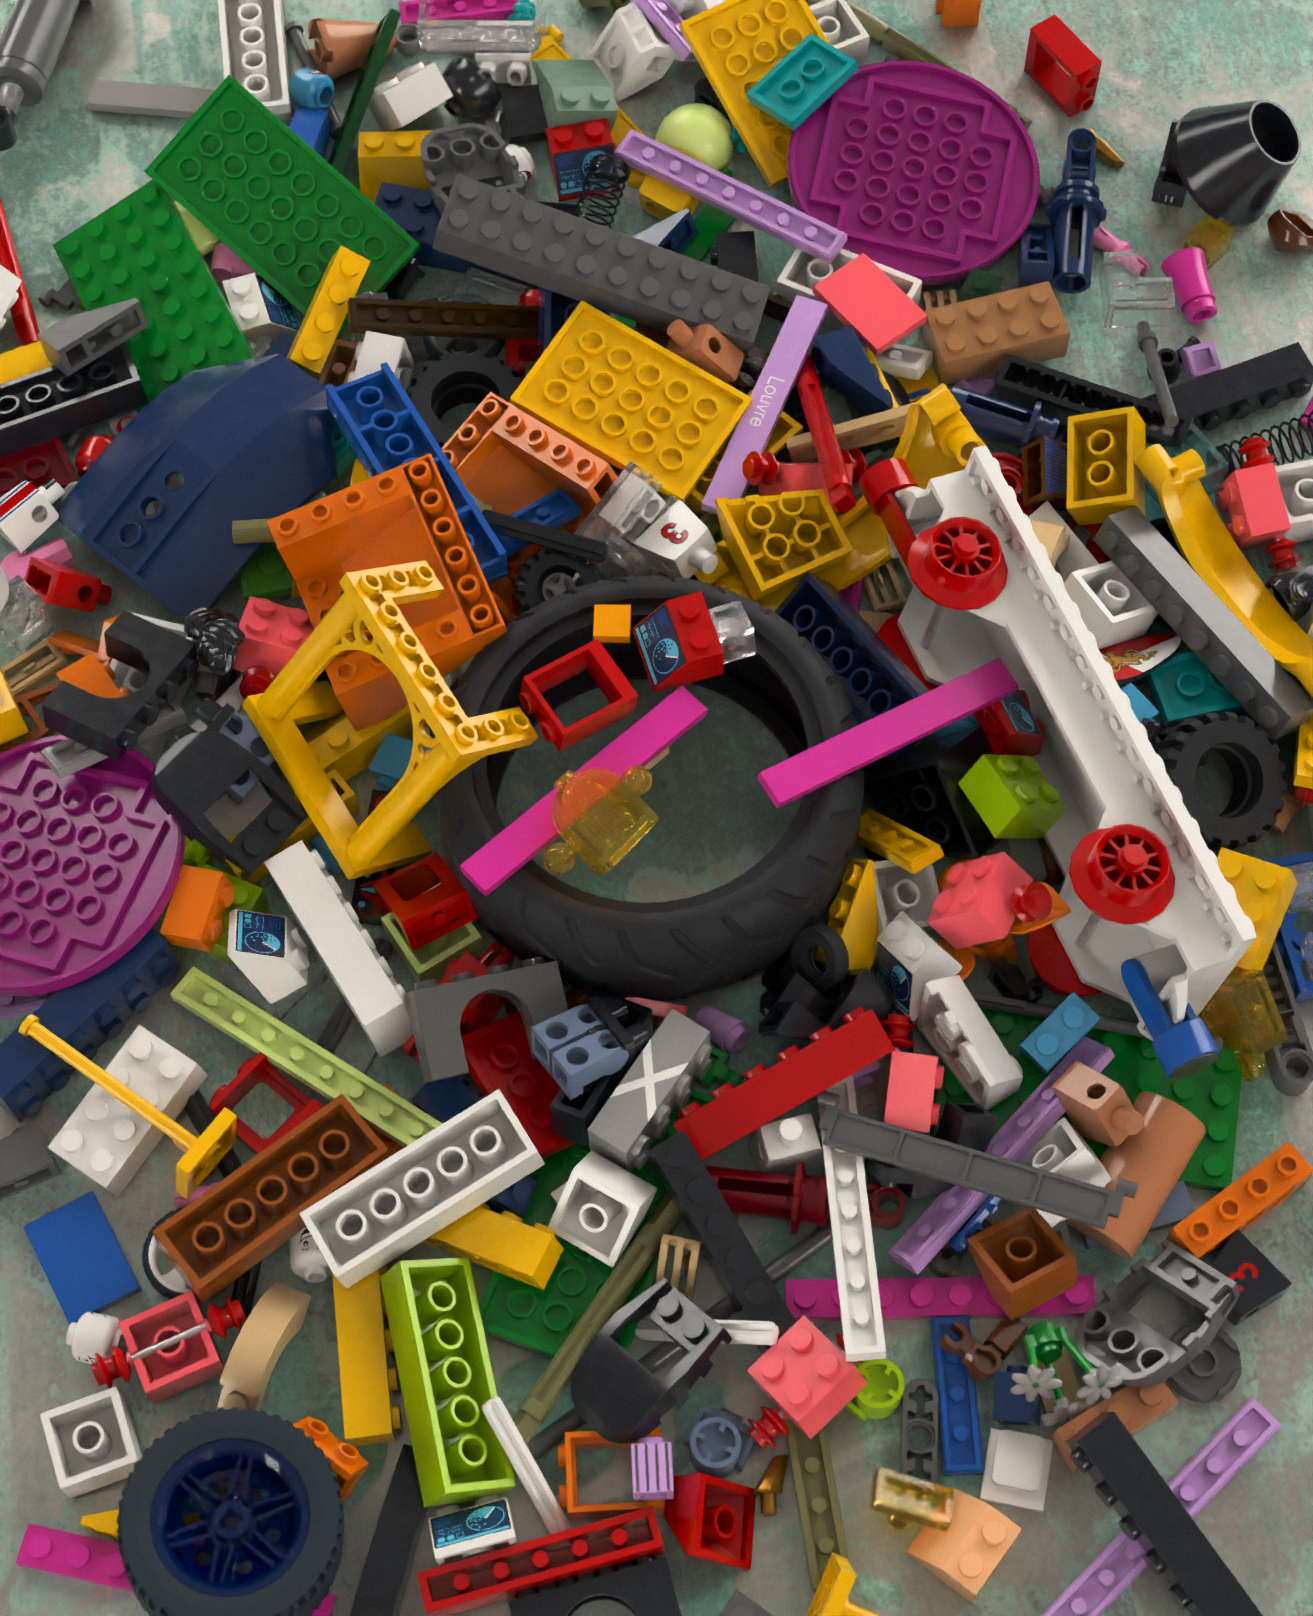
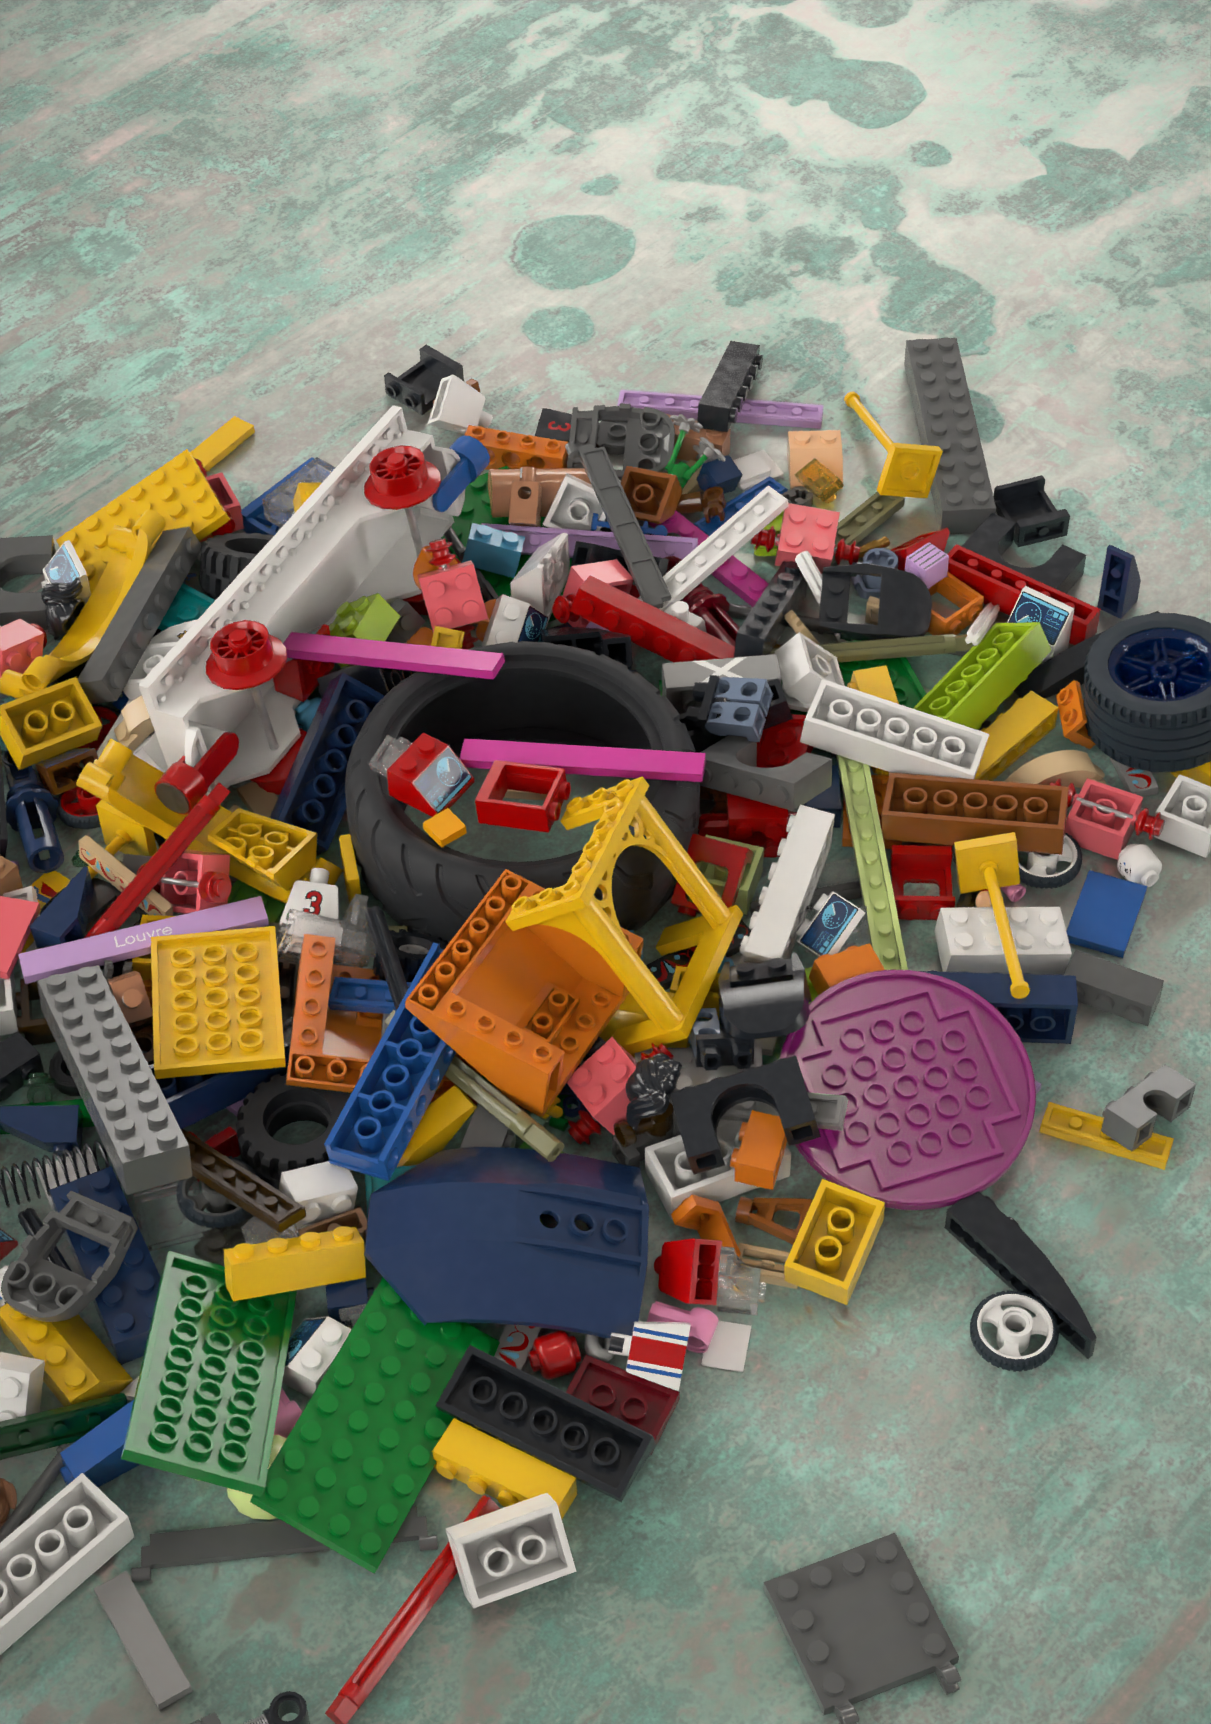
camera: 130 degrees left, 15 degrees down
(88, 335) = (470, 1422): dark grey slope -> none
(311, 89) = (43, 1481): dark azure head -> none
(598, 818) = (599, 729): clear yellow piece -> none

